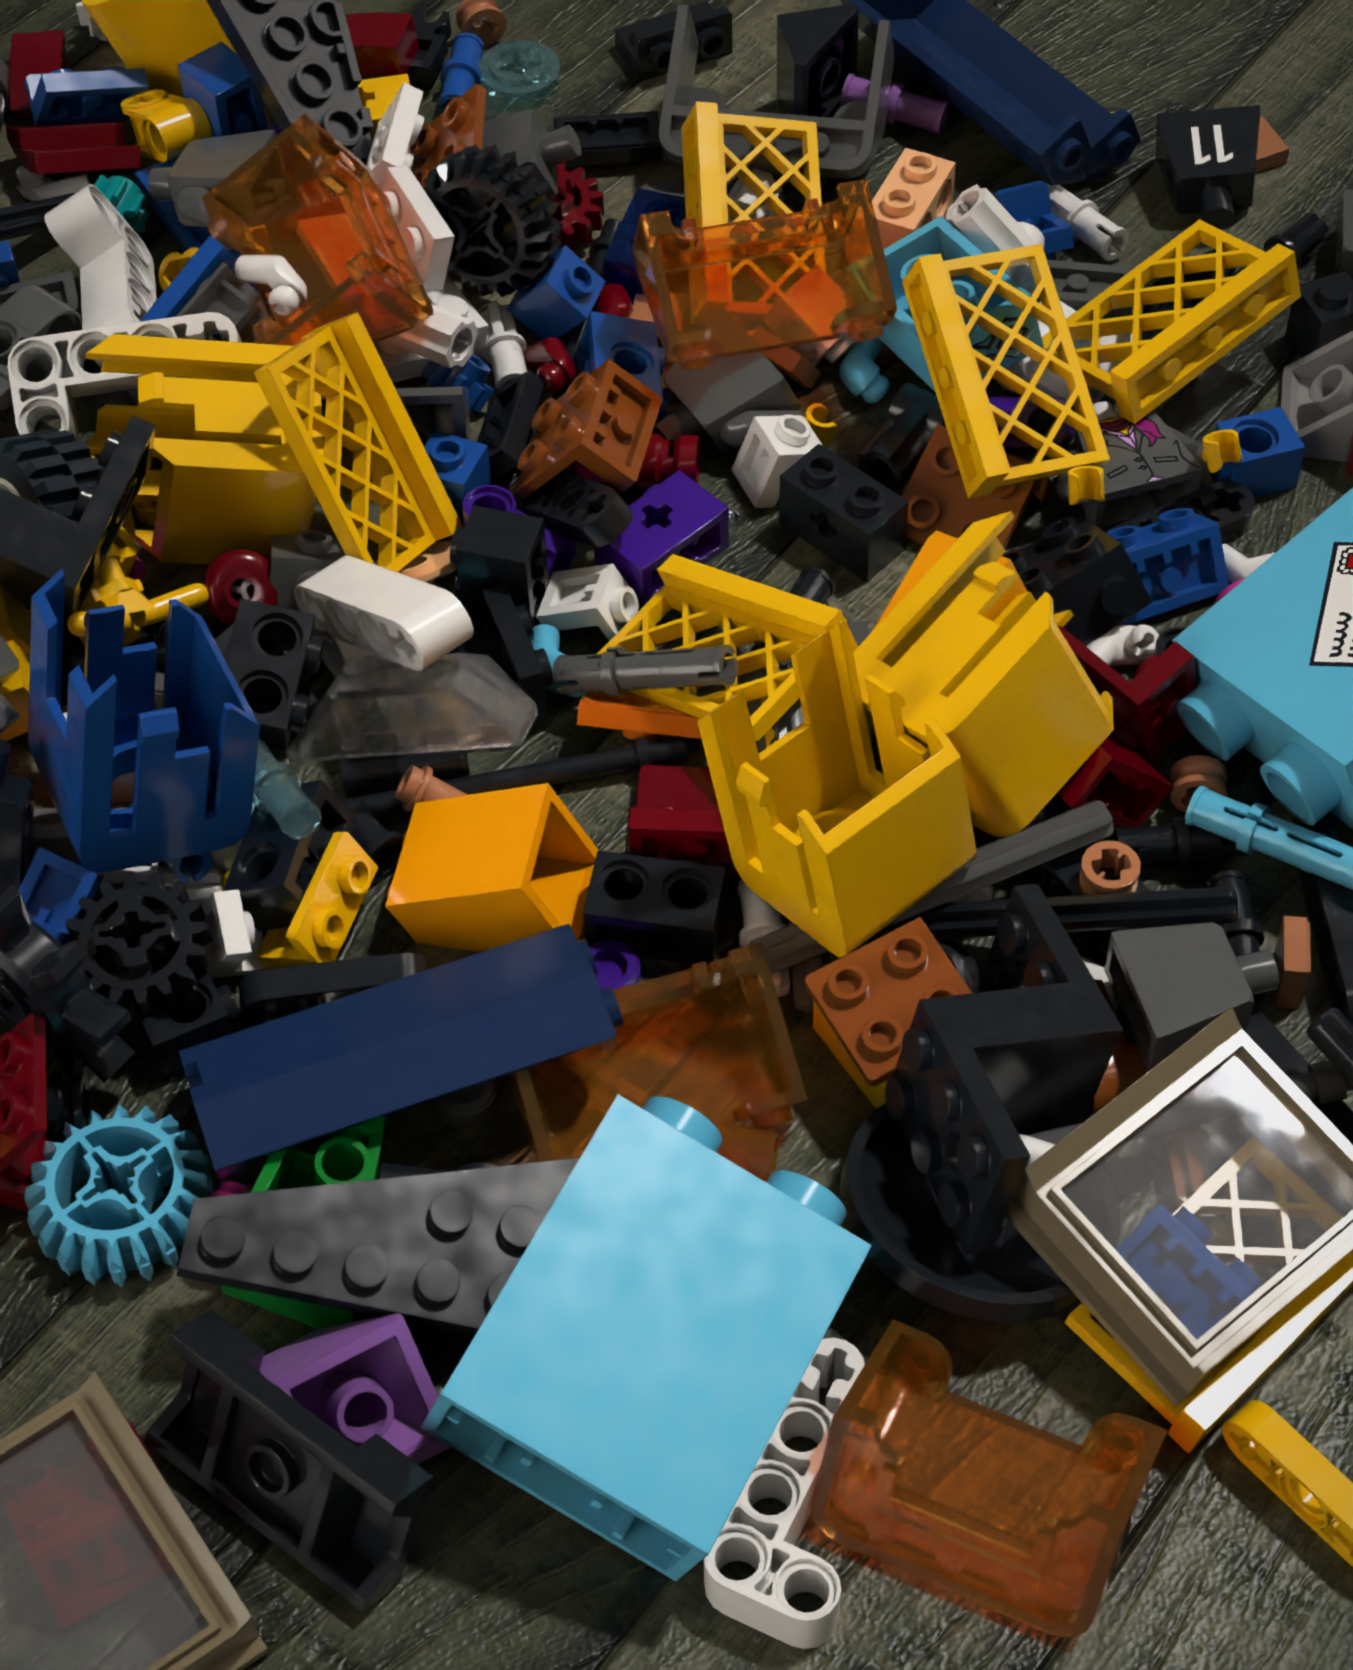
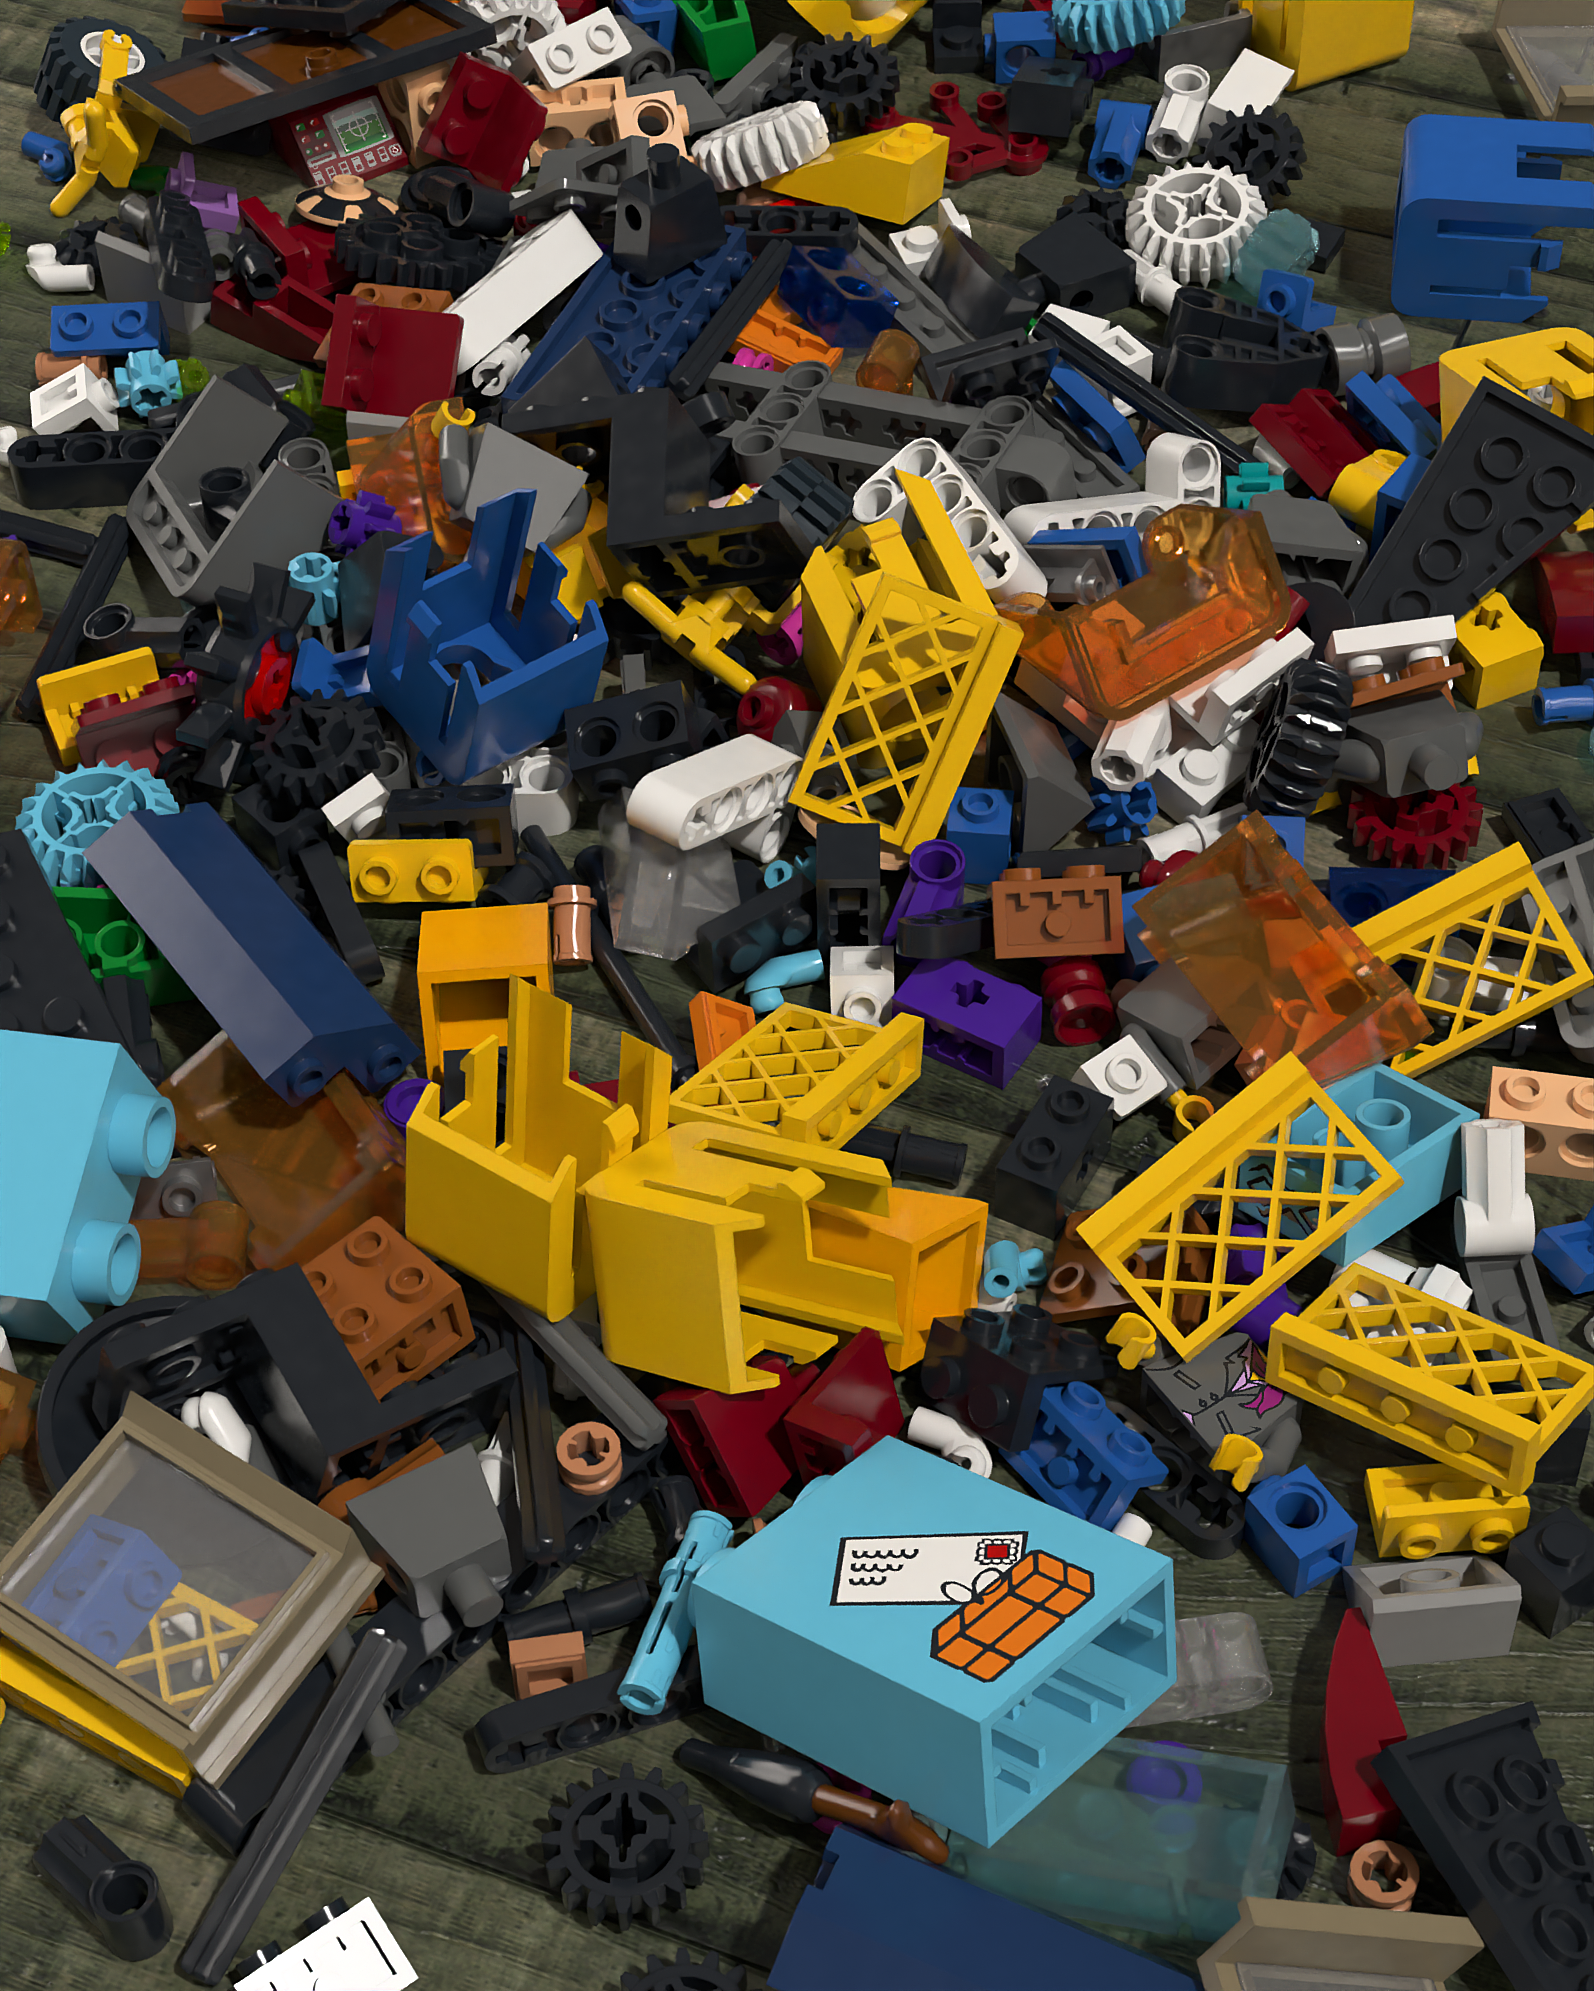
camera: 75 degrees right, 5 degrees down
(279, 793) = (487, 774): clear light blue pin -> none
(287, 286) = (1112, 590): white arm -> none
(626, 671) = (742, 1013): dark grey pin -> none
(1256, 371) = (1440, 1511): none -> yellow bracket

